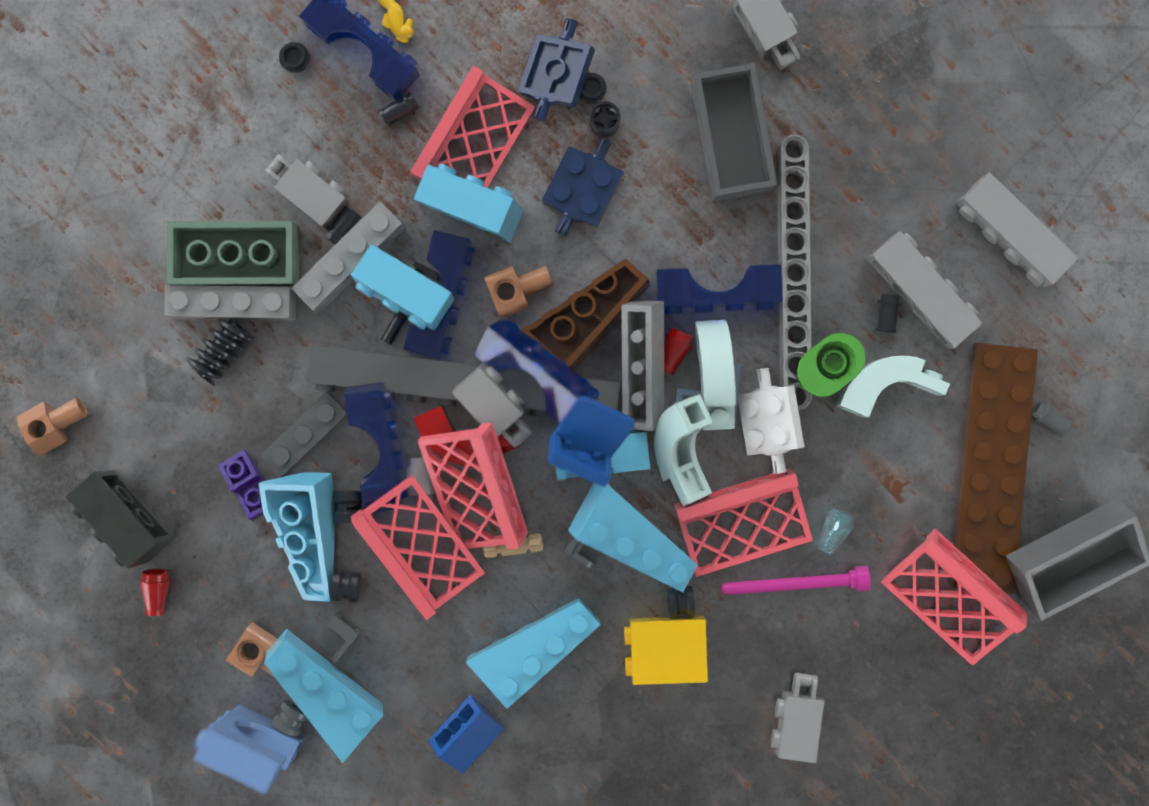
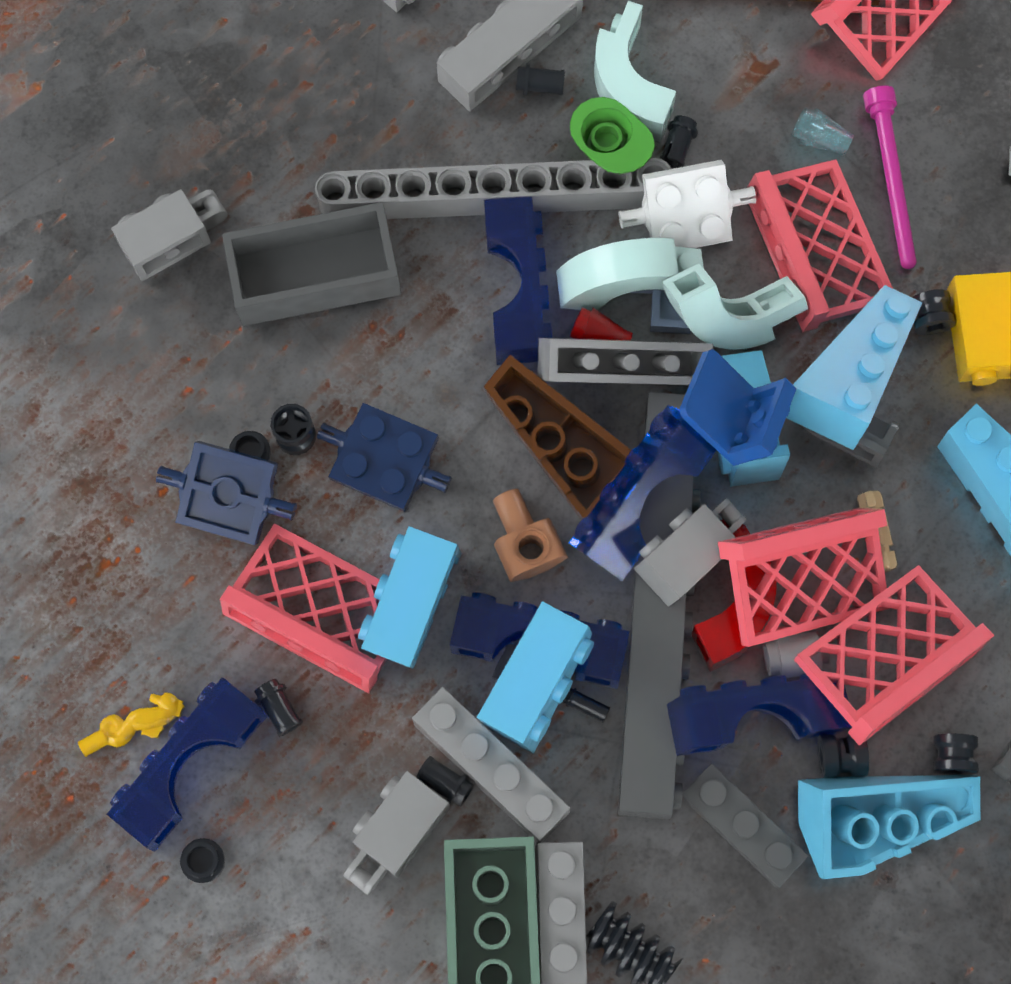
camera: 90 degrees left, 15 degrees down
(244, 479) = (821, 907): dark purple slope -> none
(831, 418) = (680, 135): none -> black pin

